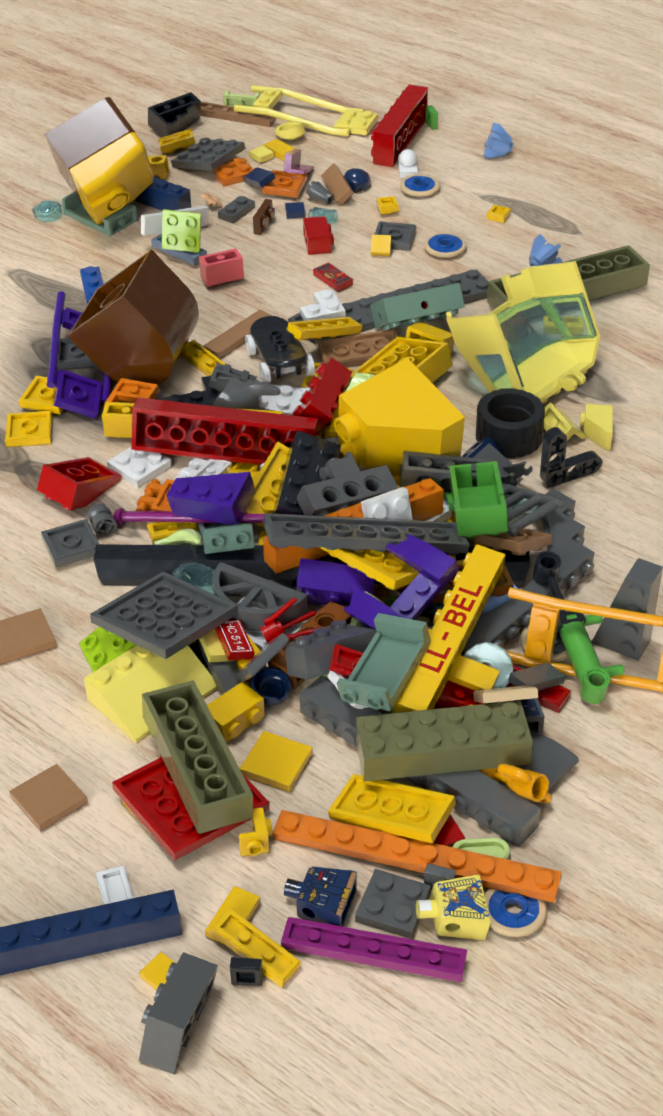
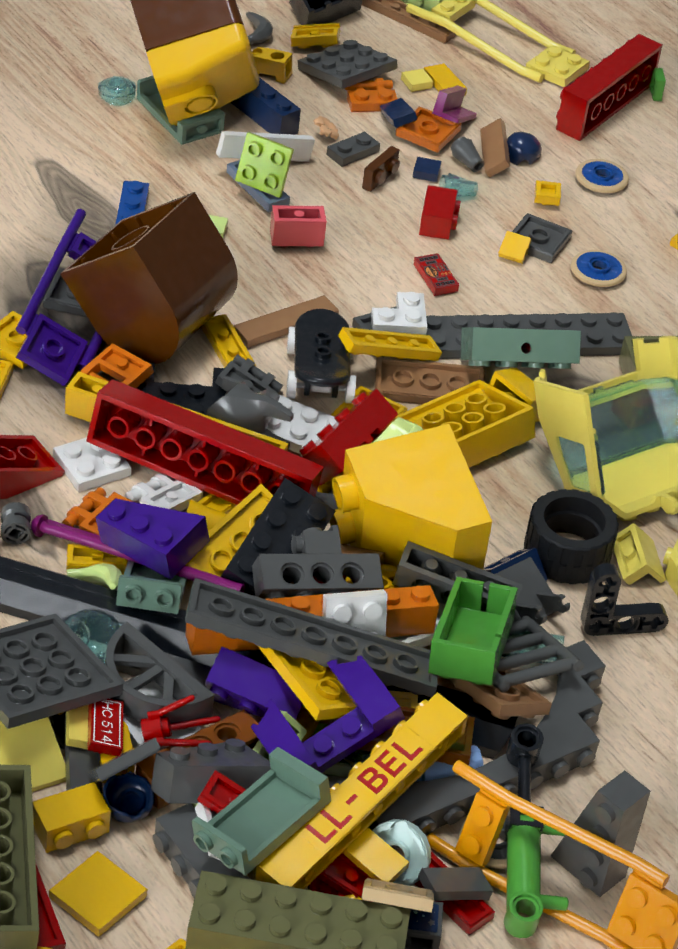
camera: 10 degrees right, 0 degrees up
(290, 130) = (466, 56): light yellow hat -> none
(407, 163) = (598, 142): white tile -> none

